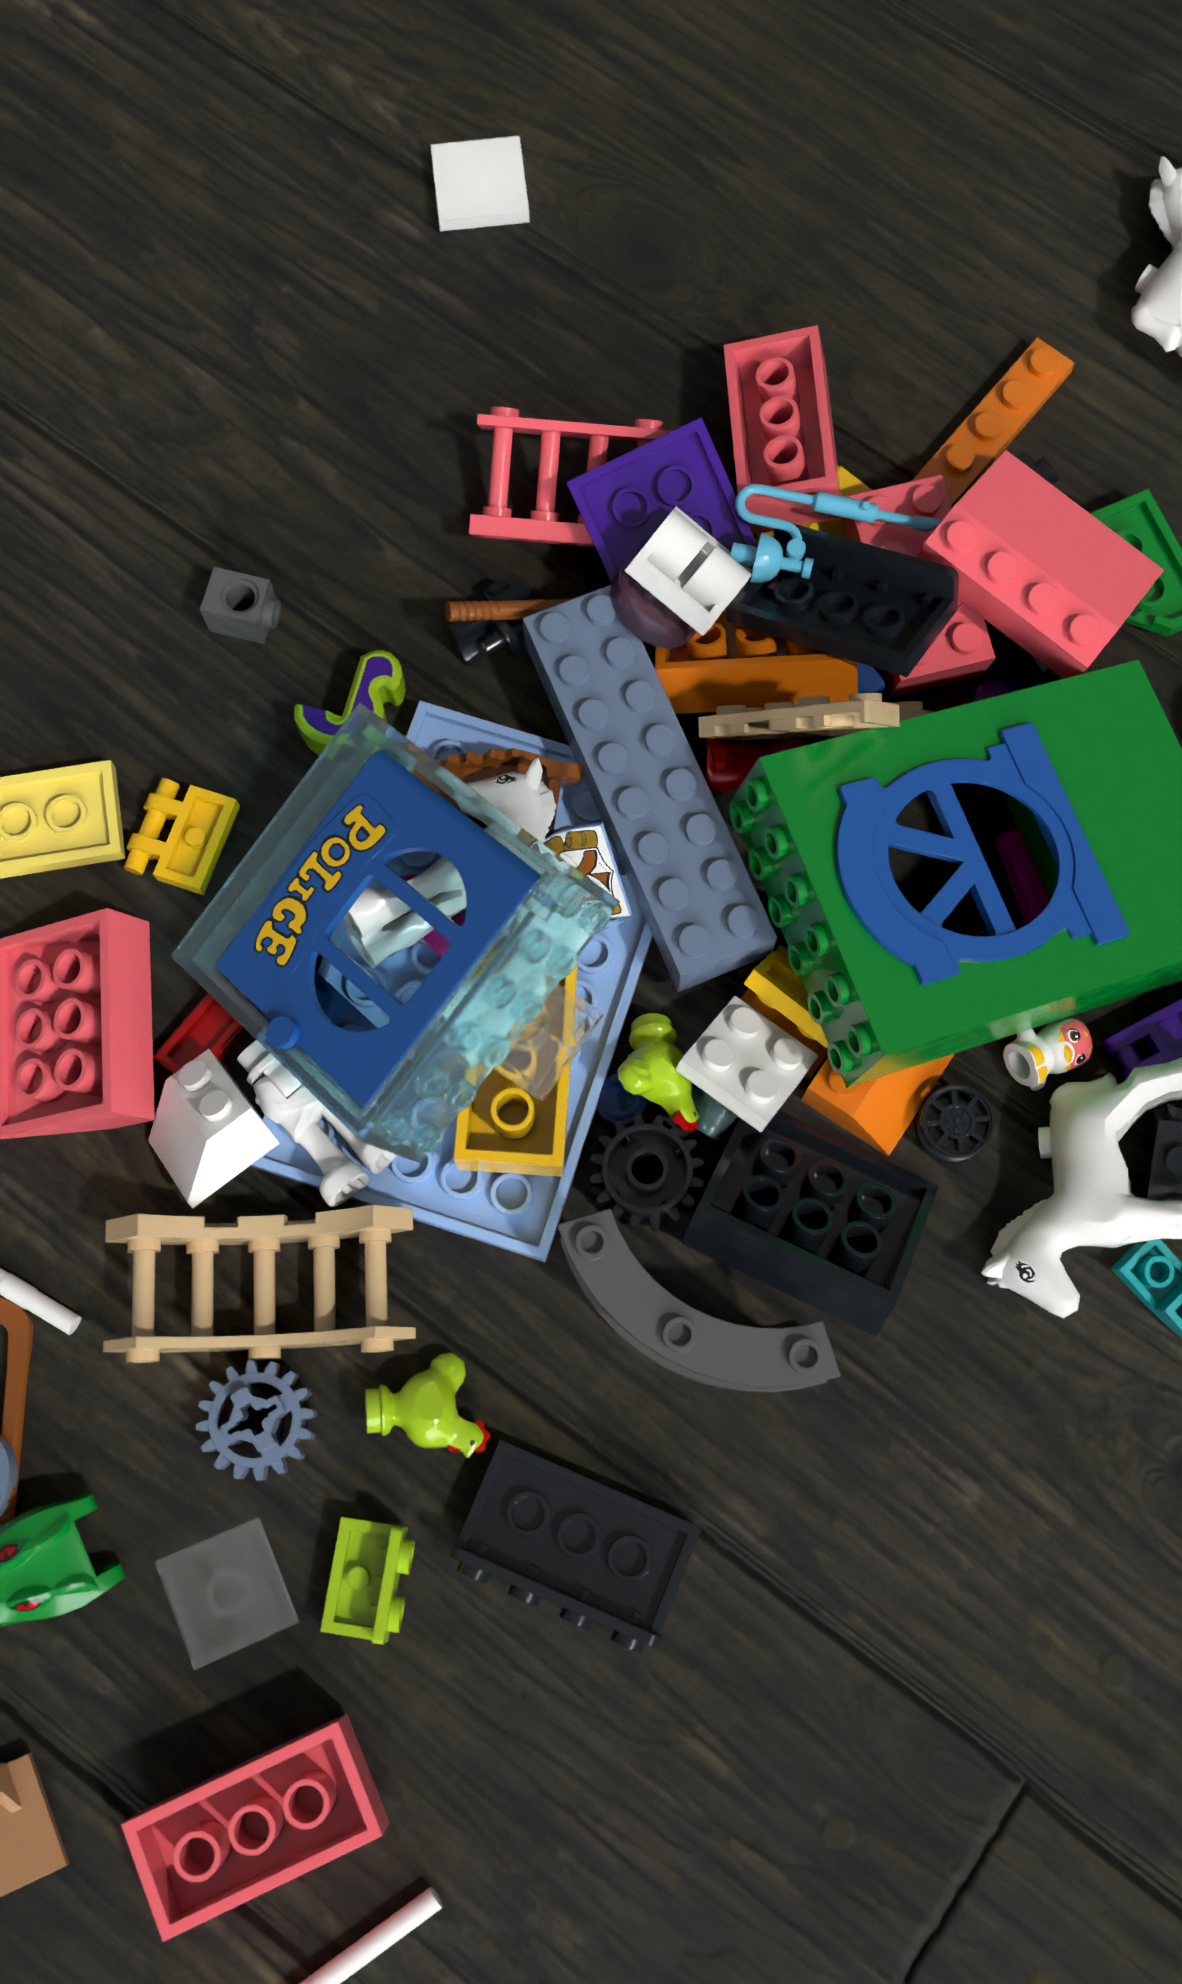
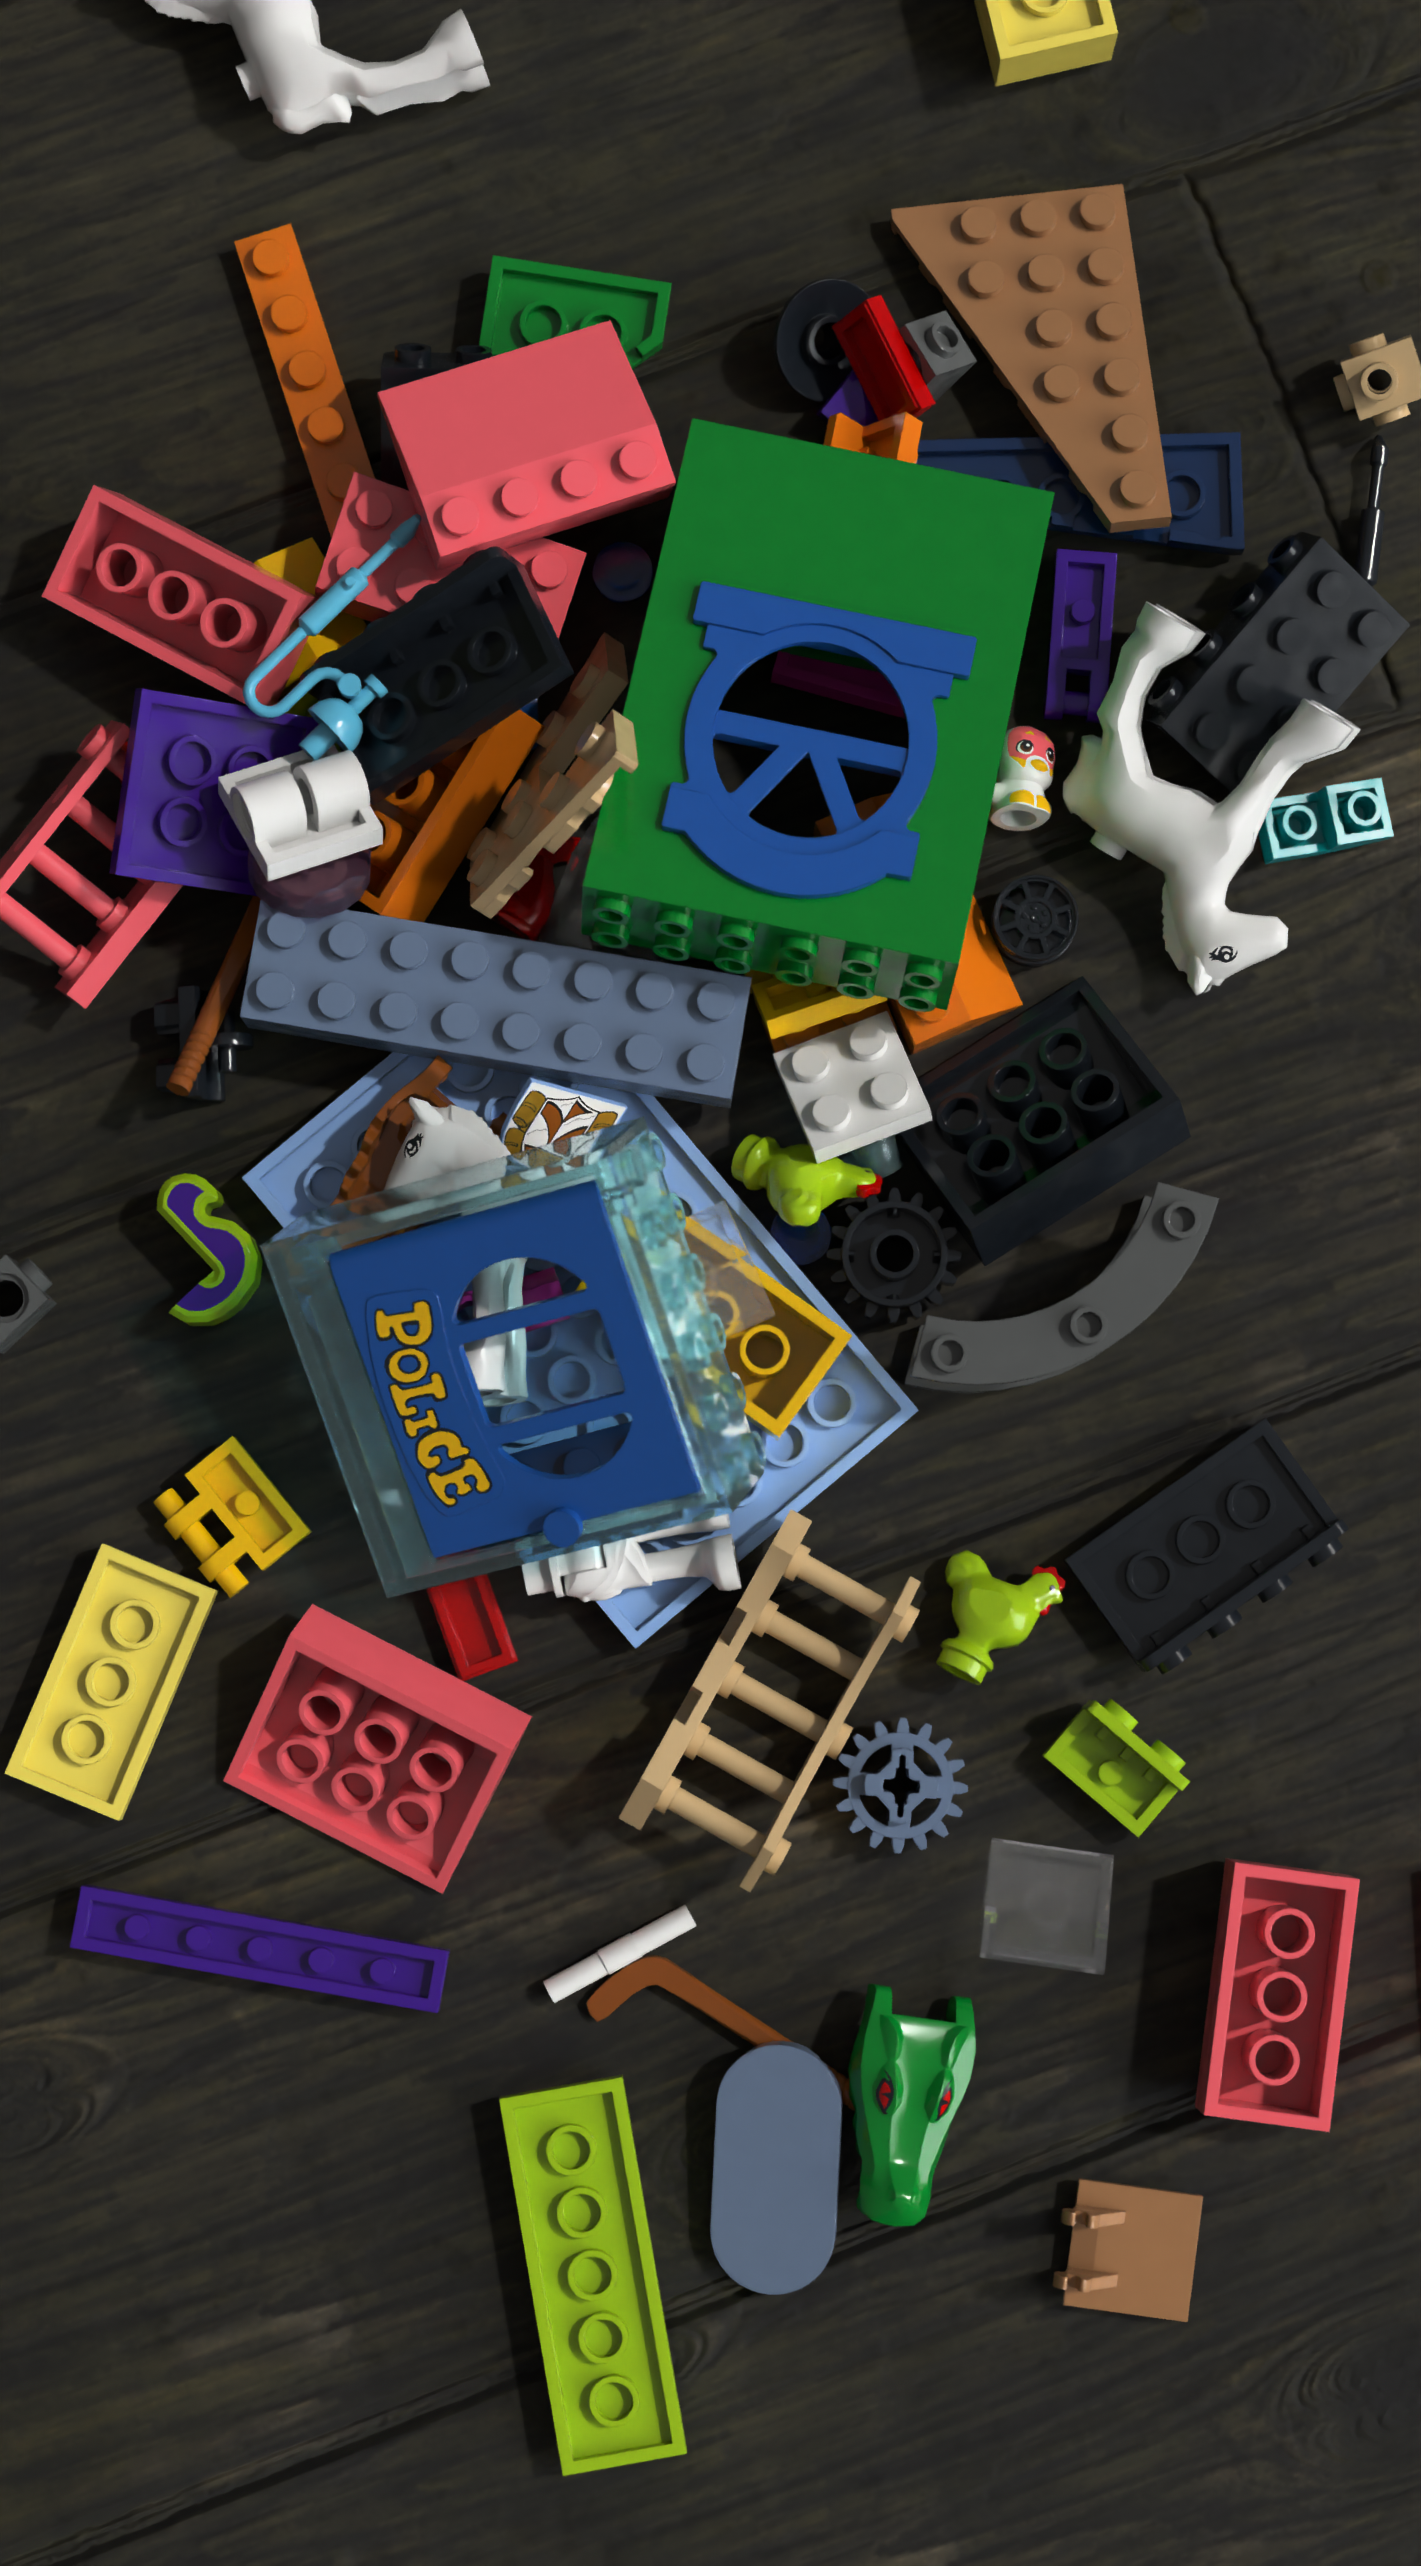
camera: 60 degrees left, 10 degrees up
(206, 1129) = (579, 1668): white slope -> none

